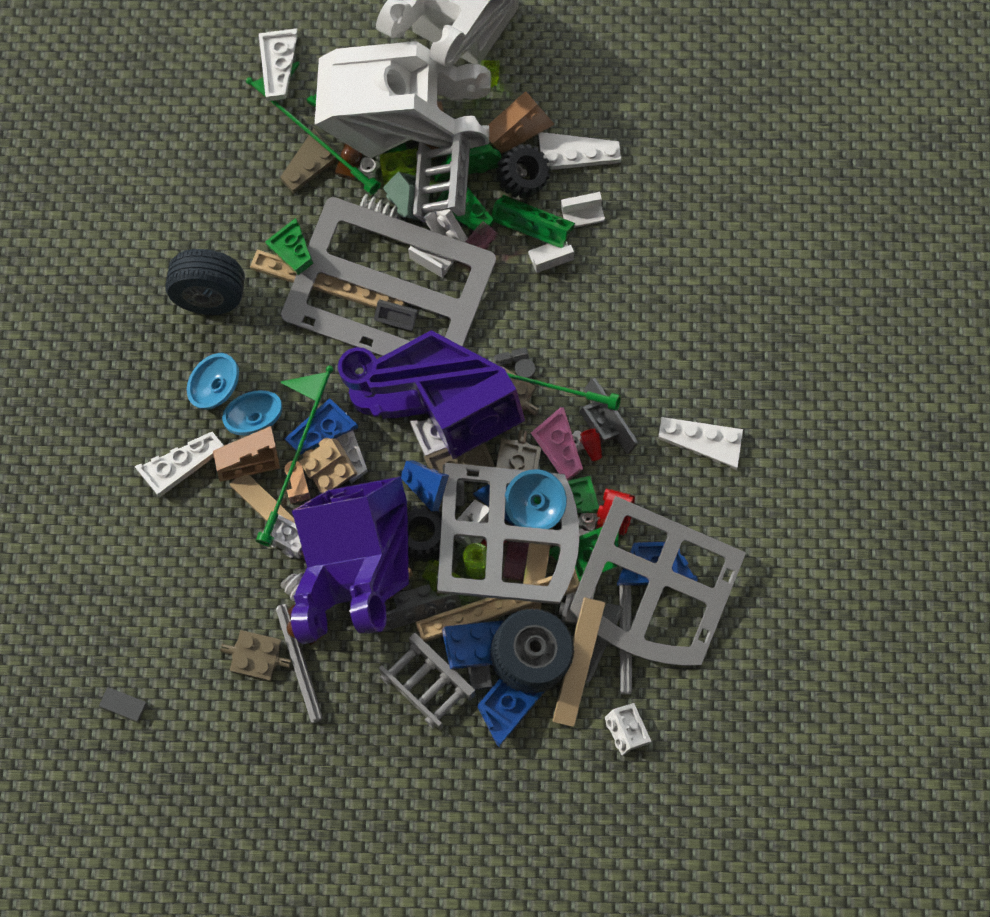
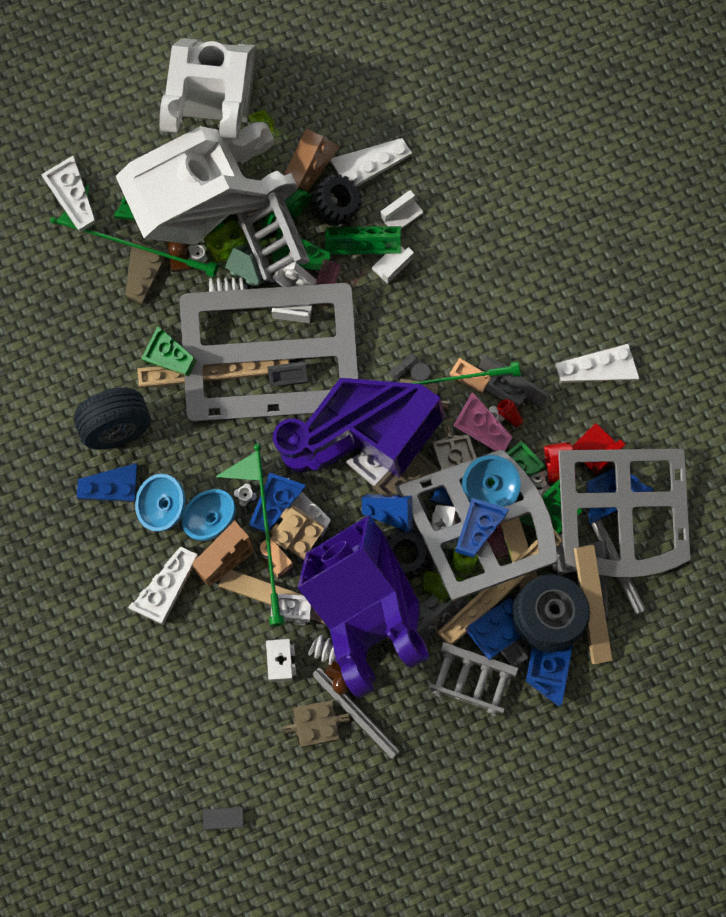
camera: 30 degrees left, 5 degrees up
(177, 347) = (109, 485): none -> blue wing
(250, 569) = (279, 672): none -> white brick
(298, 405) = (246, 488): none -> white plate
(500, 533) = (478, 526): none -> blue wing
(574, 401) = (476, 383): none -> light nougat tile
(627, 728) = (657, 642): white bracket -> none
(665, 506) = (597, 439): none -> red bracket

